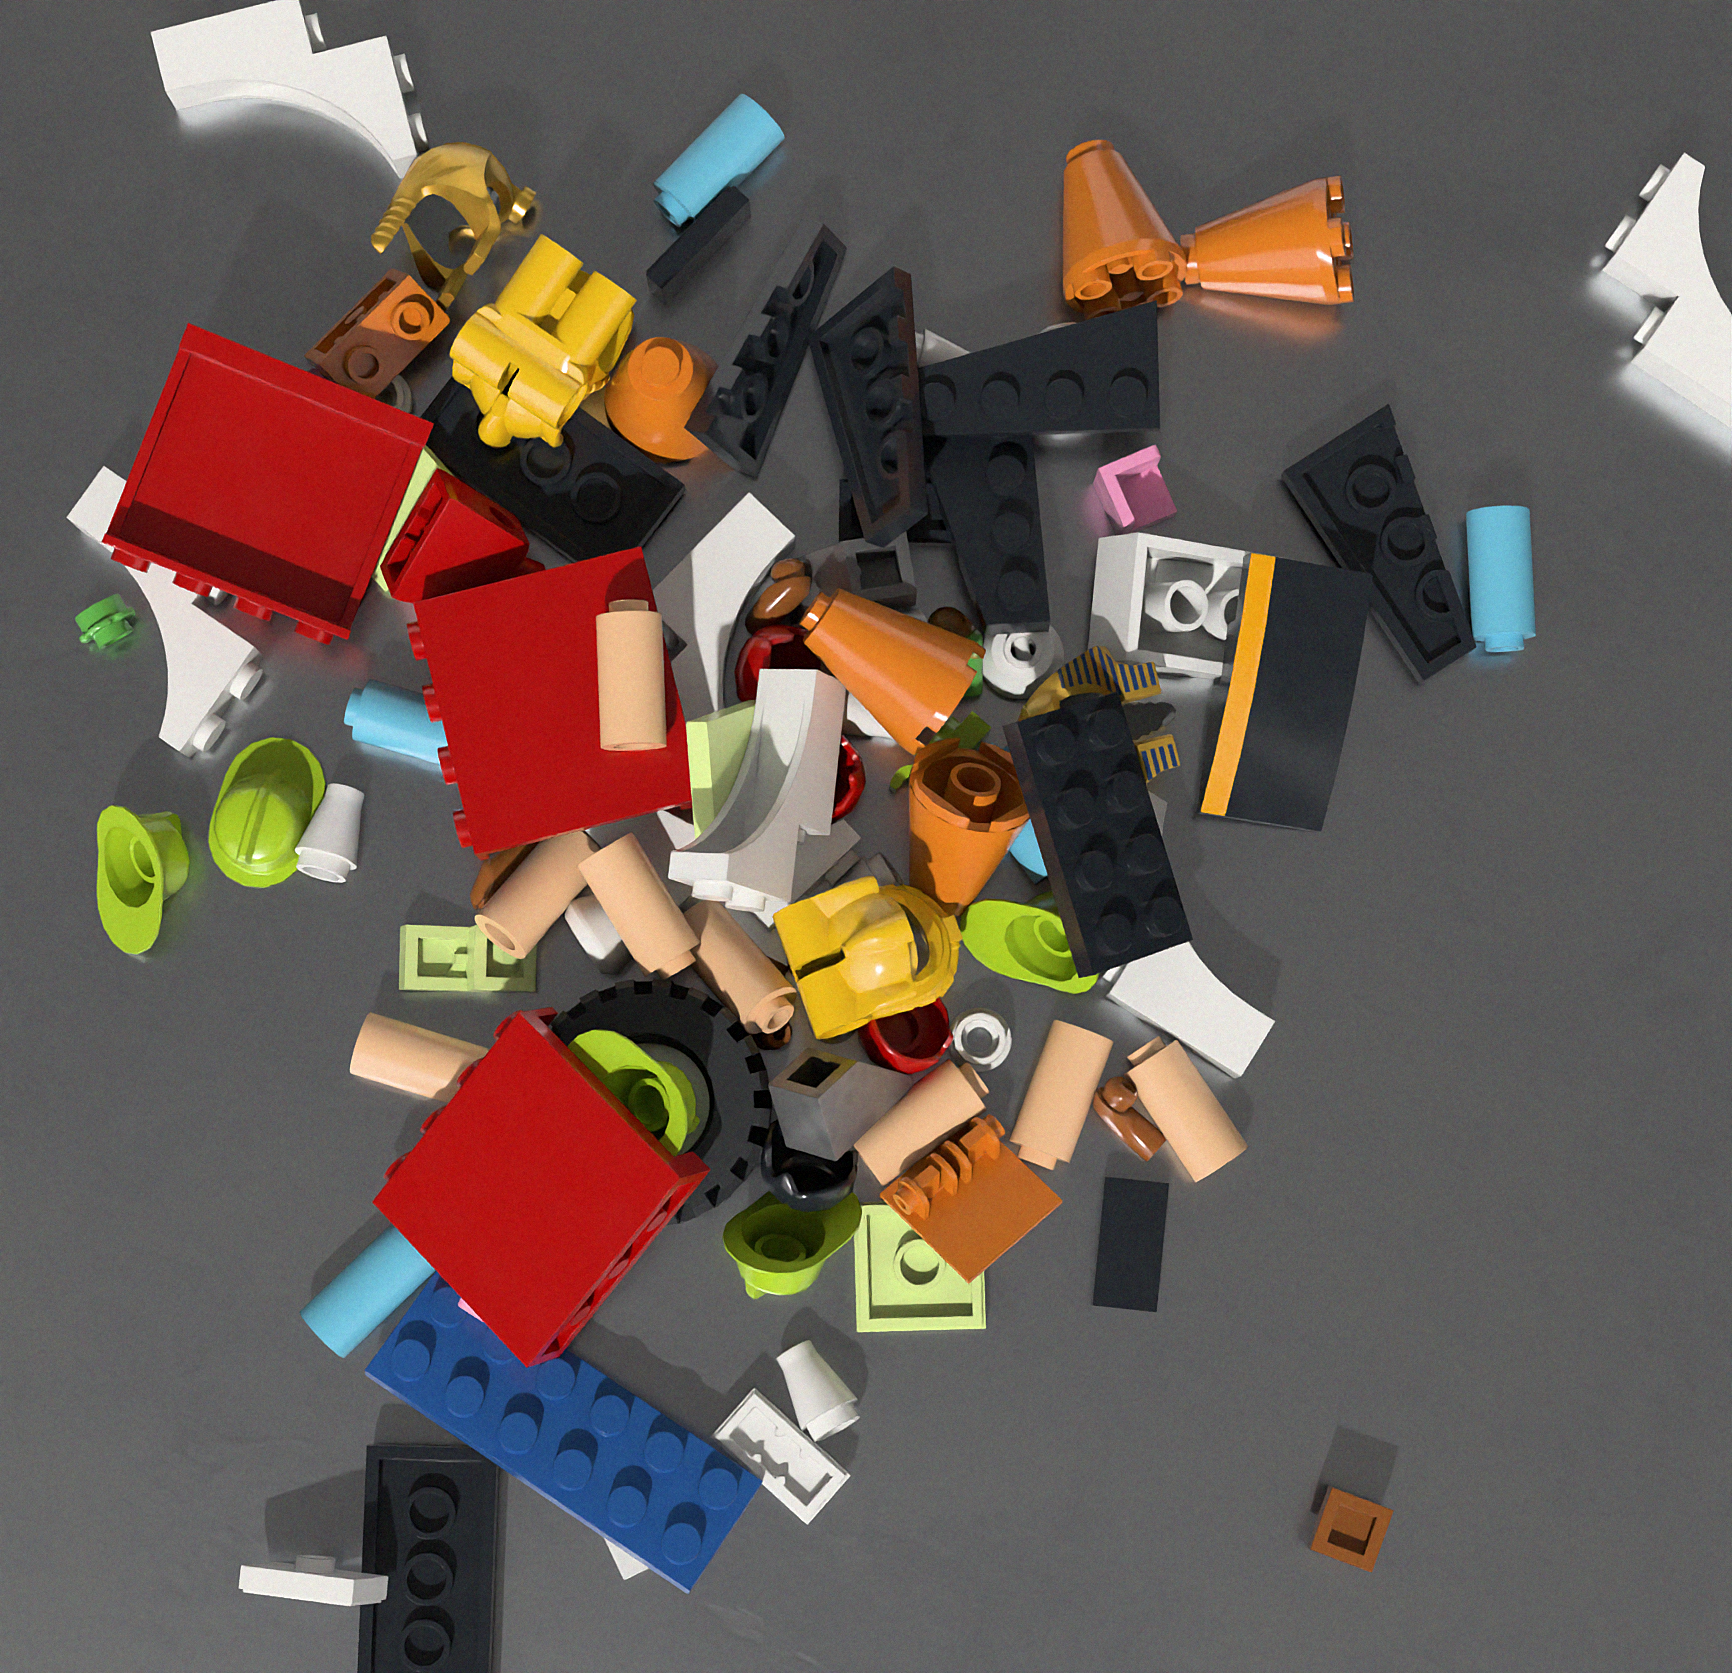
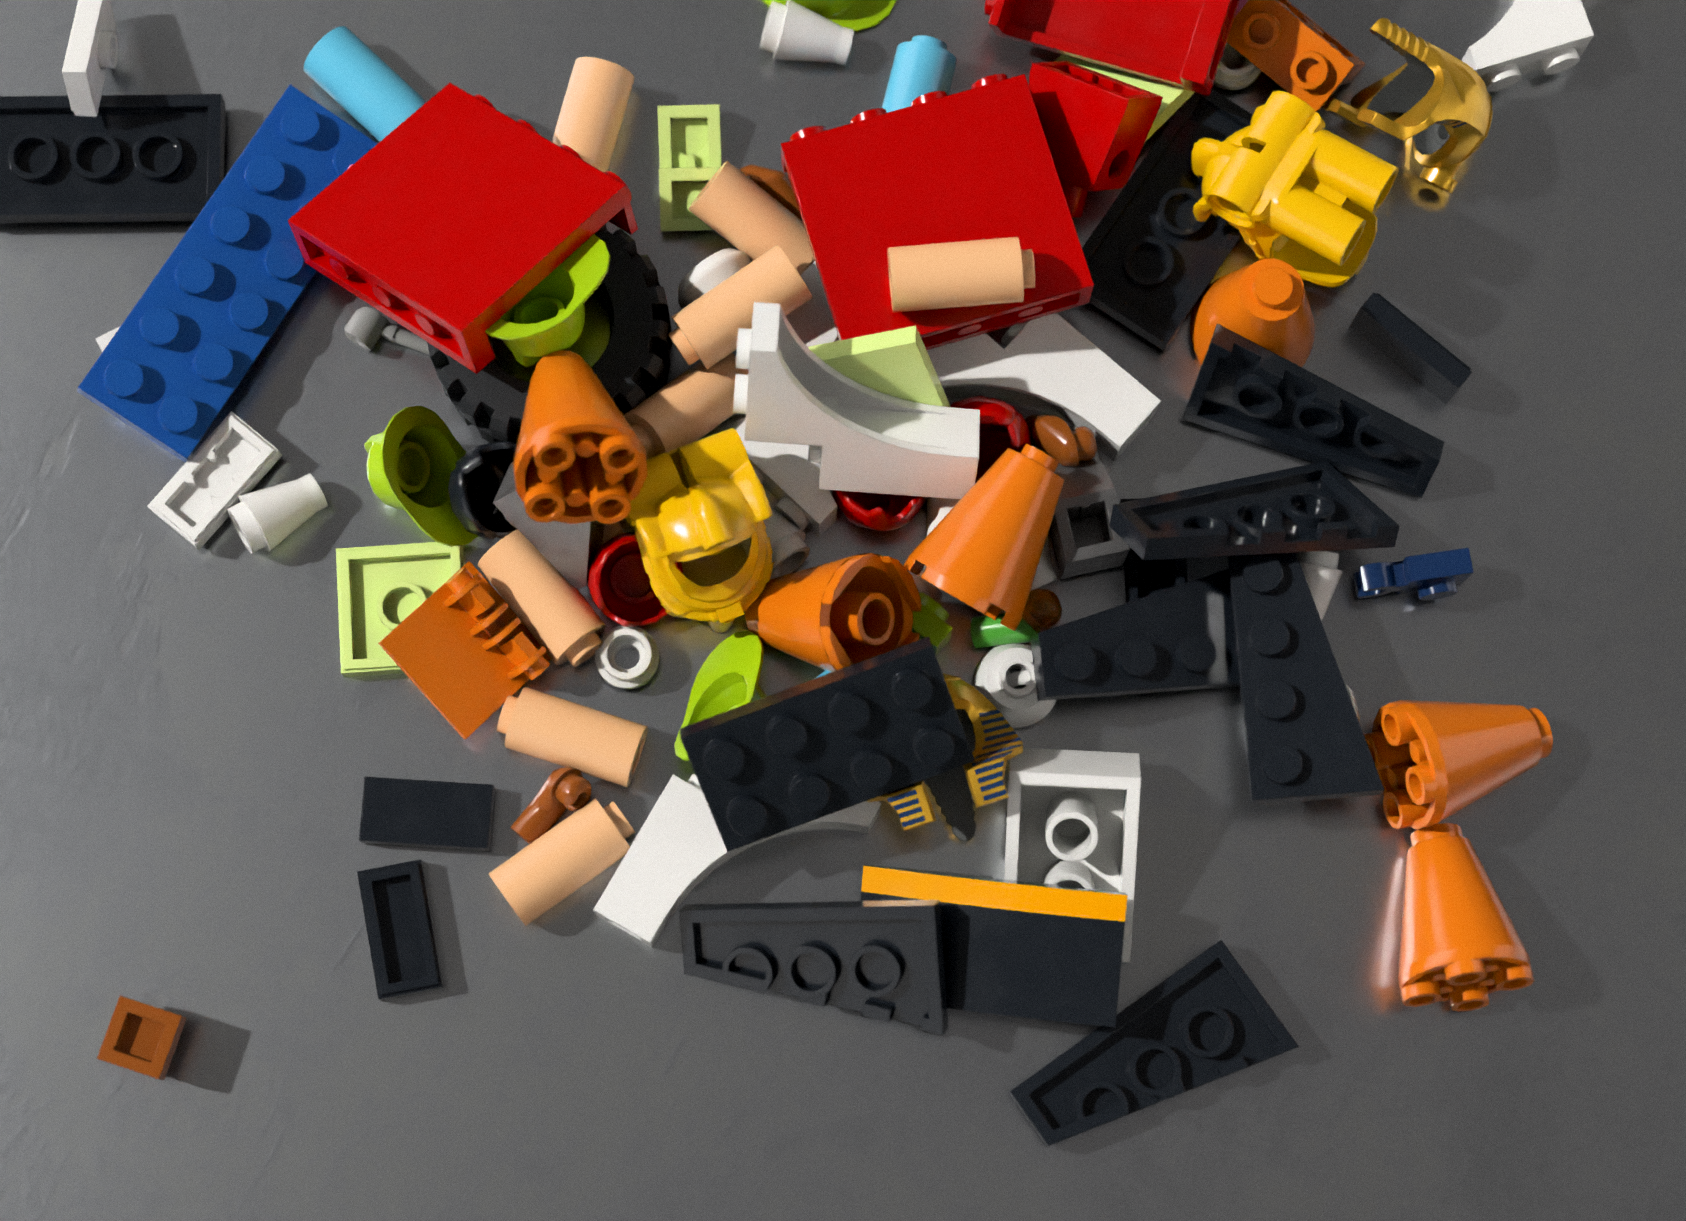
camera: 90 degrees right, 5 degrees down
(627, 1297) = (369, 325): none -> light grey hand
(716, 160) = (1498, 362): medium azure brick -> none
(796, 1067) = (575, 447): none -> orange cone
(931, 243) = (1428, 574): none -> dark blue plate
(1134, 492) = (1188, 789): bright pink panel -> none
(1244, 1273) = (401, 930): none -> black tile
(1289, 833) = (840, 953): none -> black wing
(1501, 577) = (1124, 1171): medium azure brick -> none

